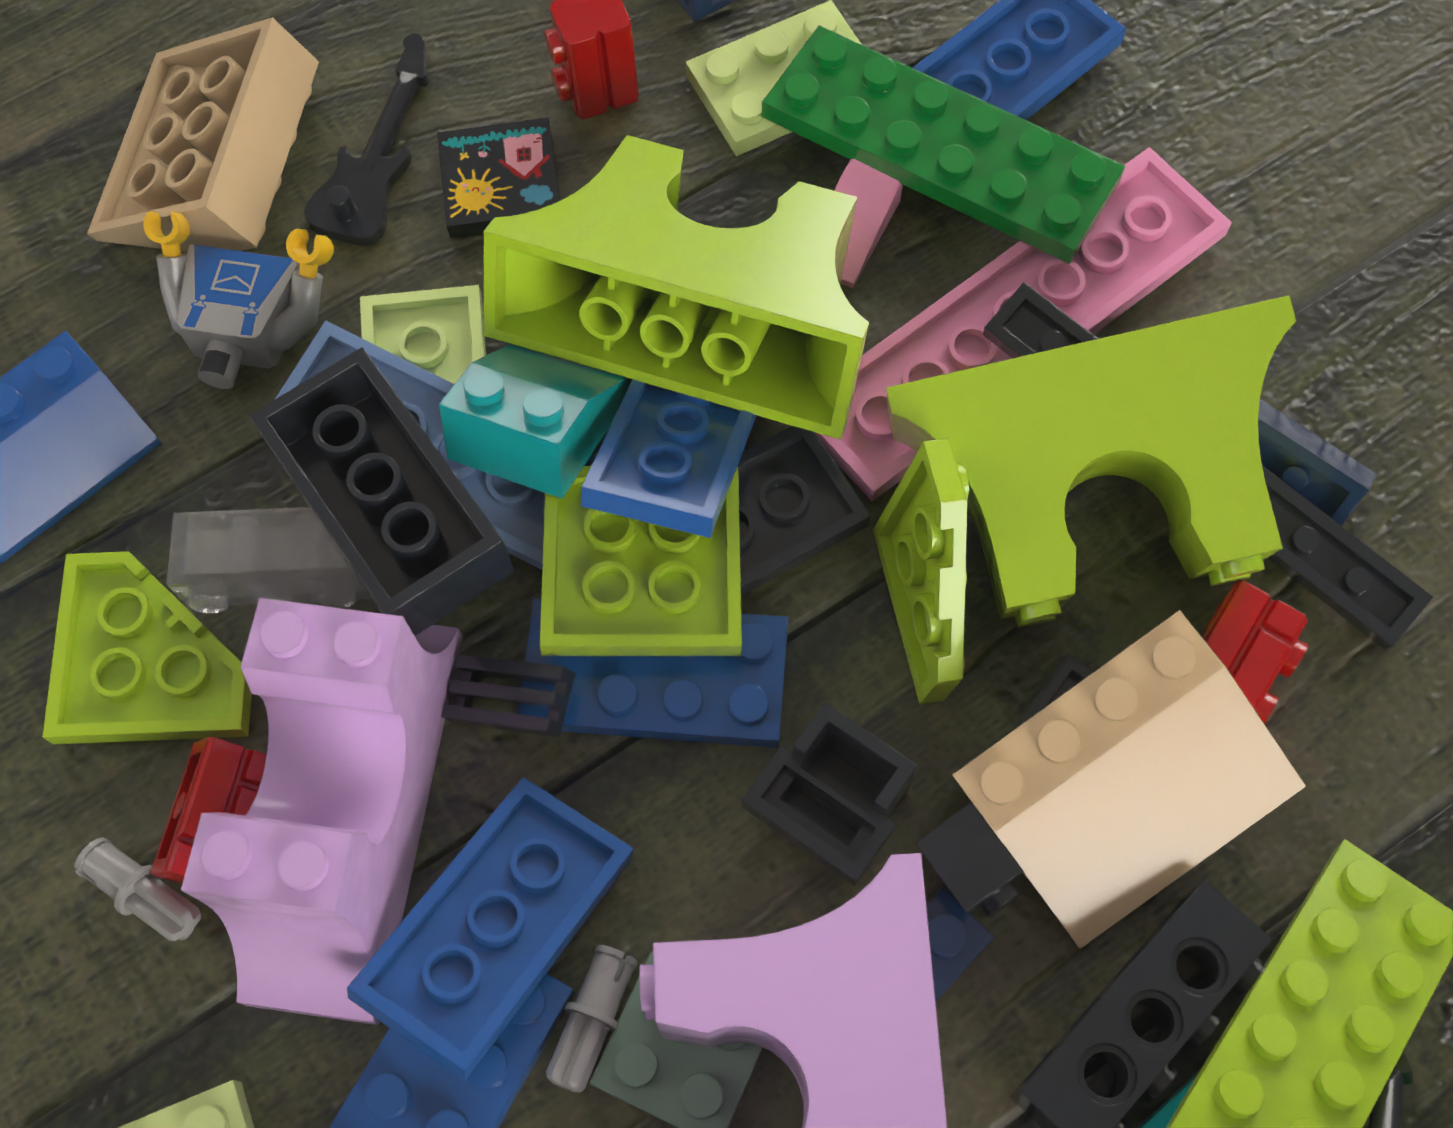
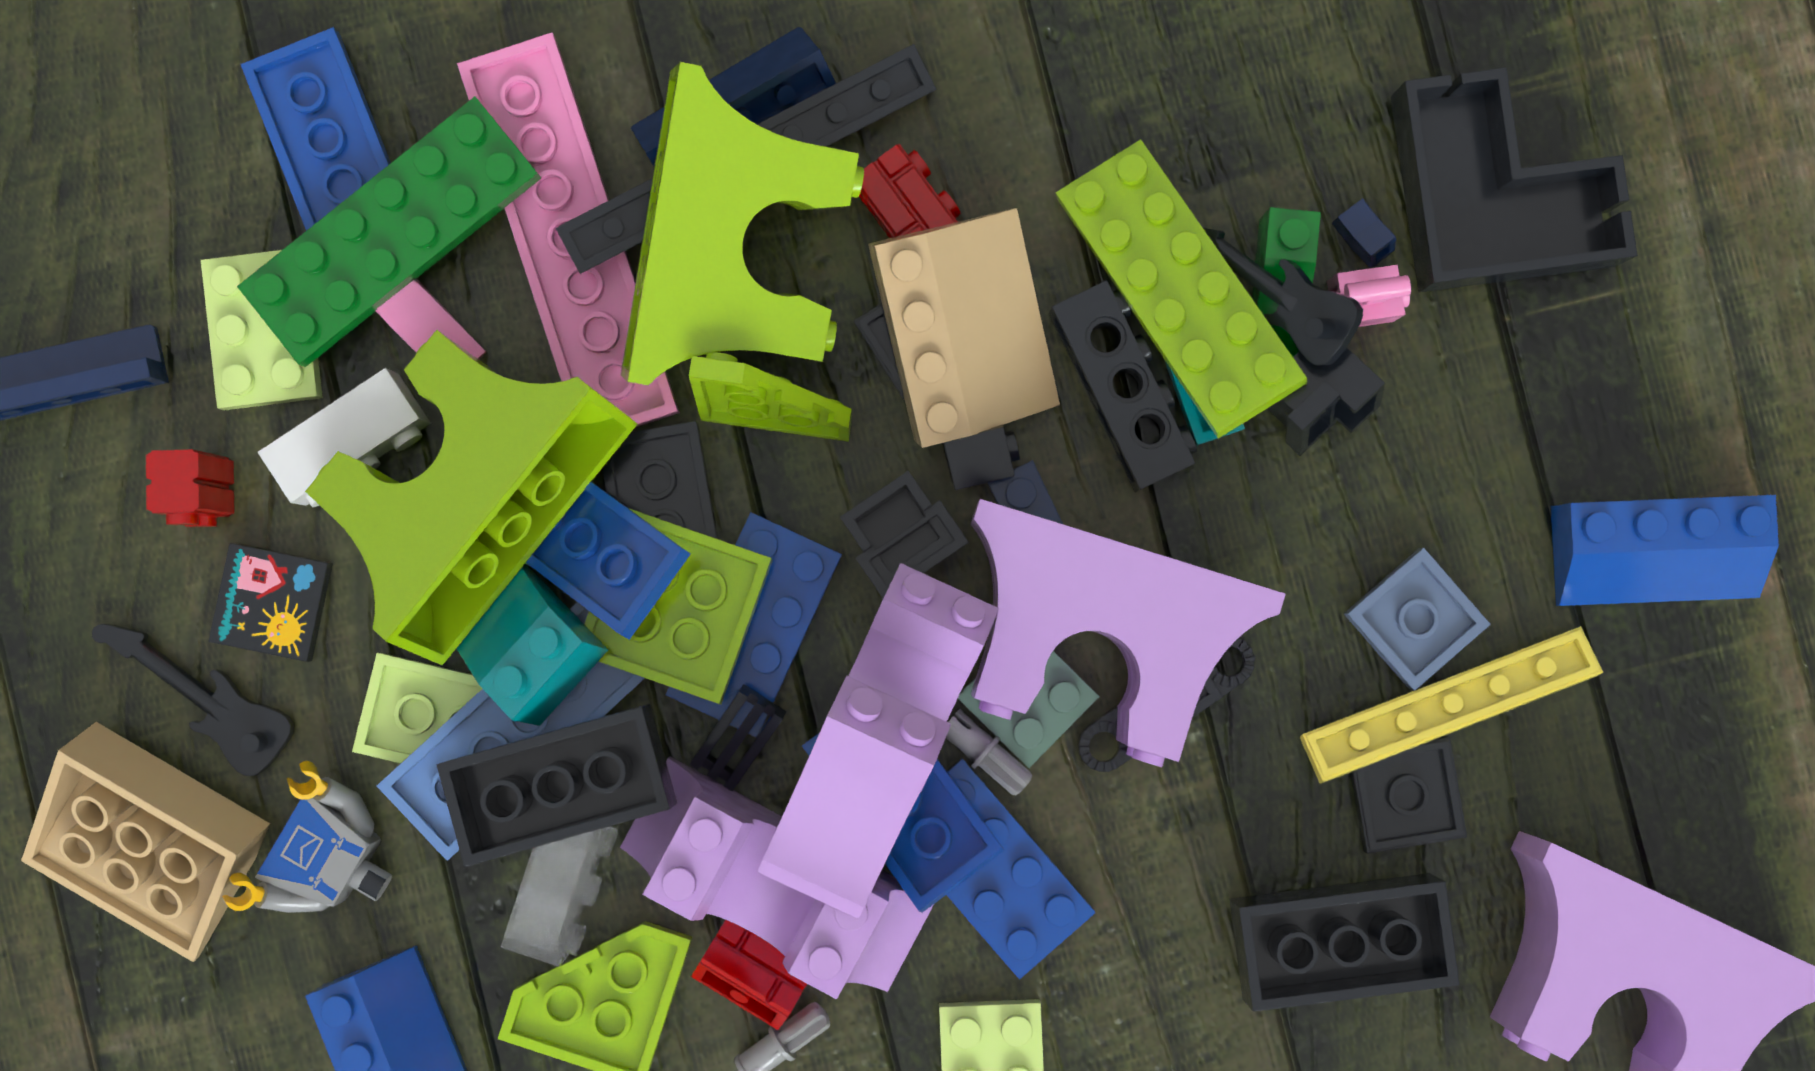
camera: 70 degrees left, 20 degrees up
(541, 825) = (878, 741): none -> lavender piece
(717, 179) = (359, 424): none -> white brick

